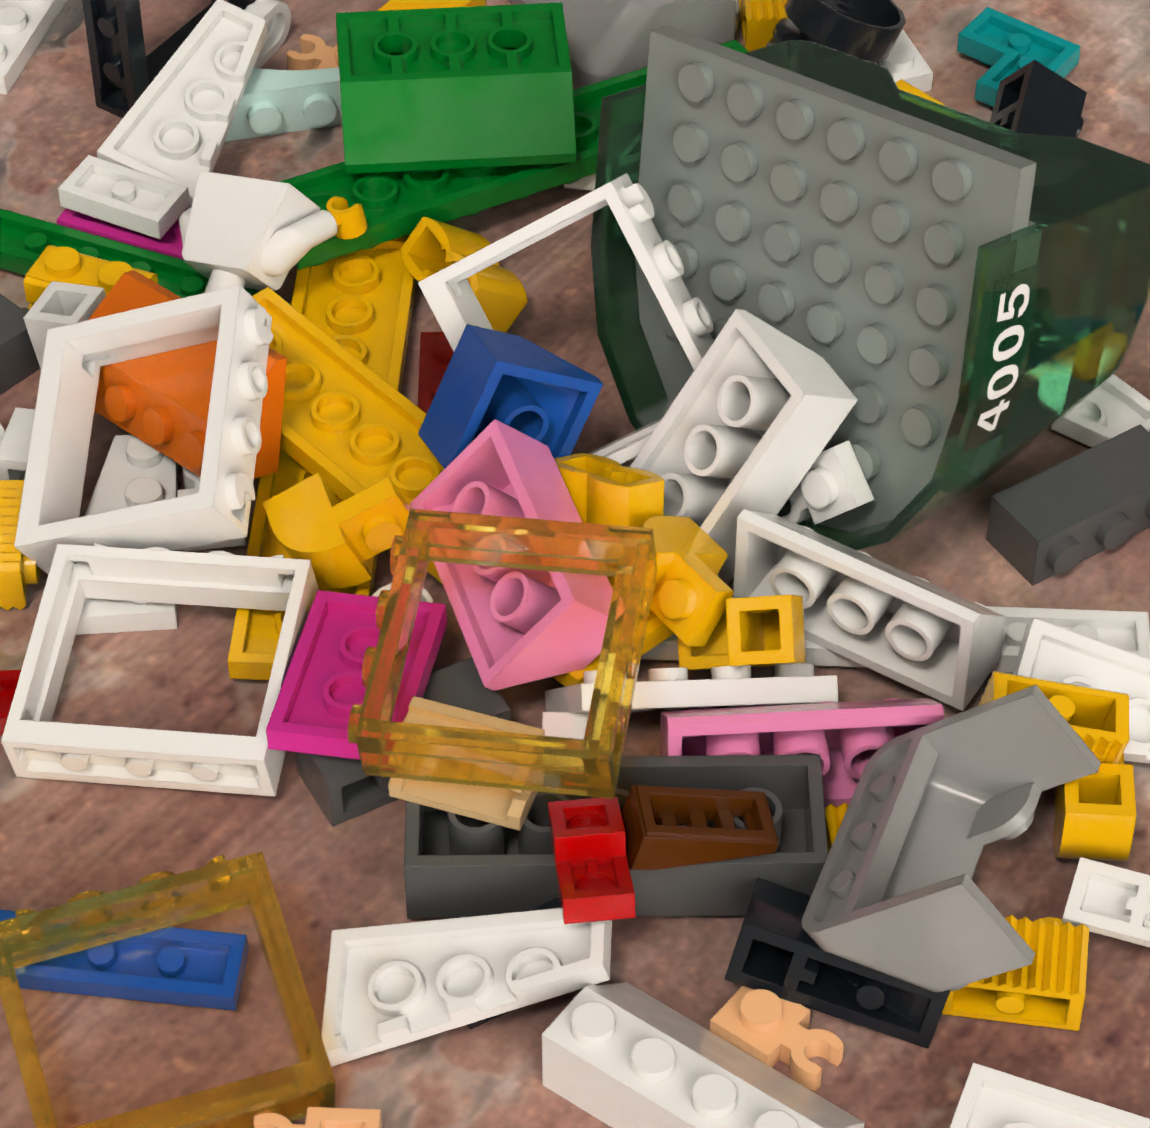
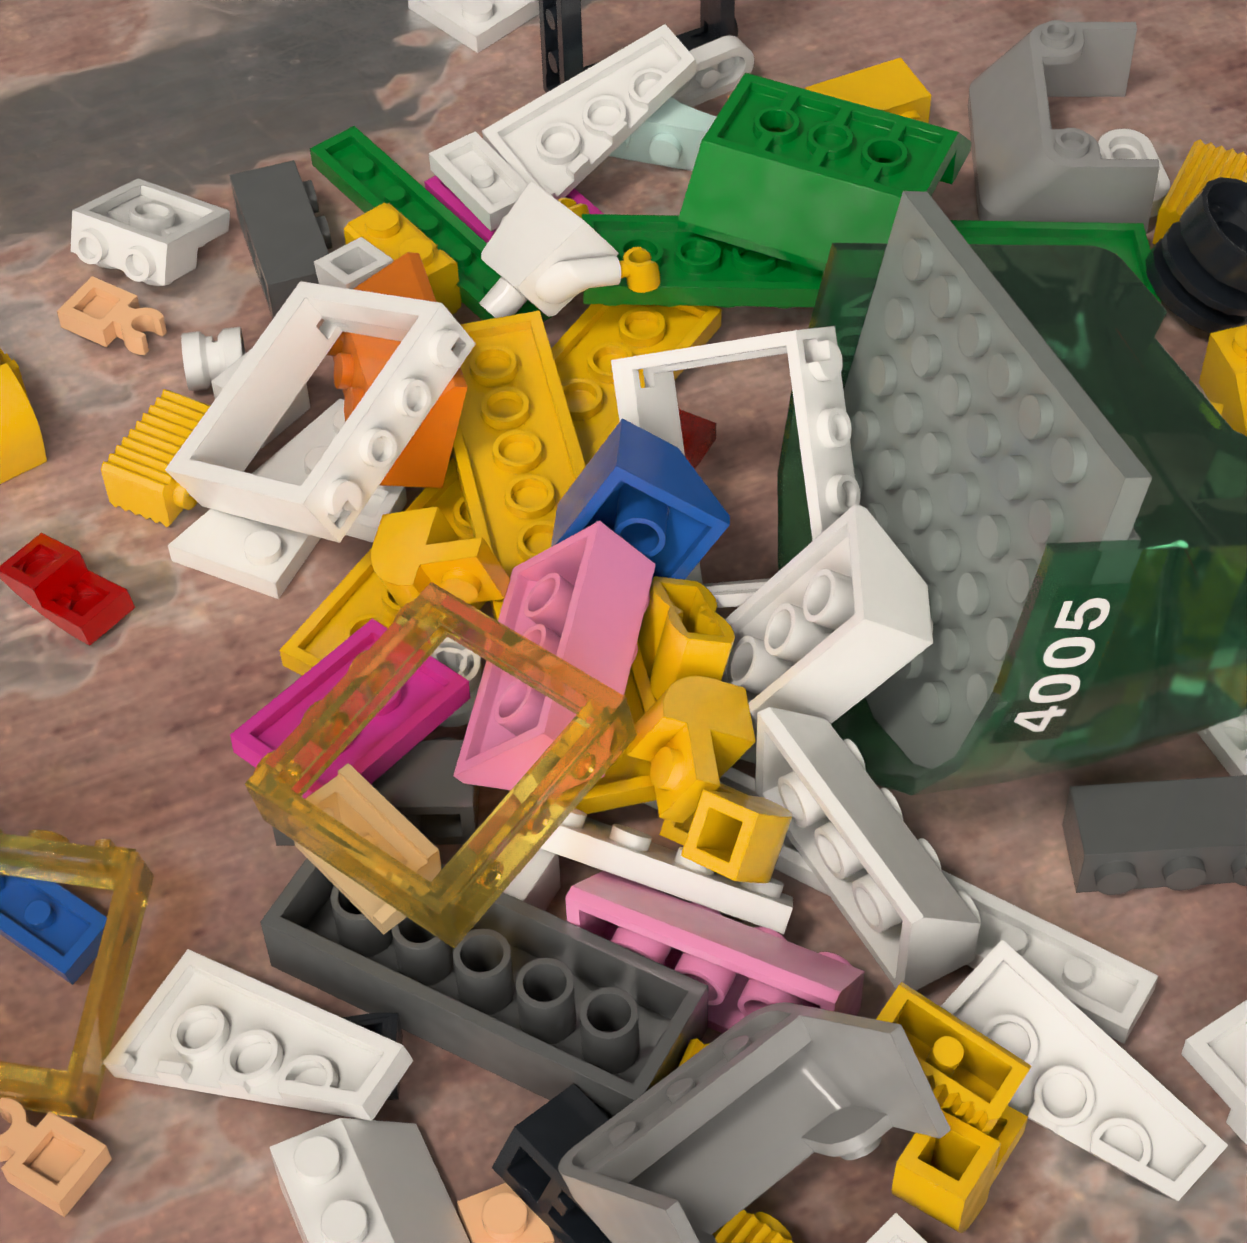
camera: 30 degrees right, 5 degrees up
(141, 755) = (143, 571): white window -> none
(439, 245) = (733, 391): yellow brick -> none
(591, 860) = (416, 999): red slope -> none
(658, 842) = (505, 1023): reddish brown slope -> none
(830, 486) = (897, 712): white plate -> none

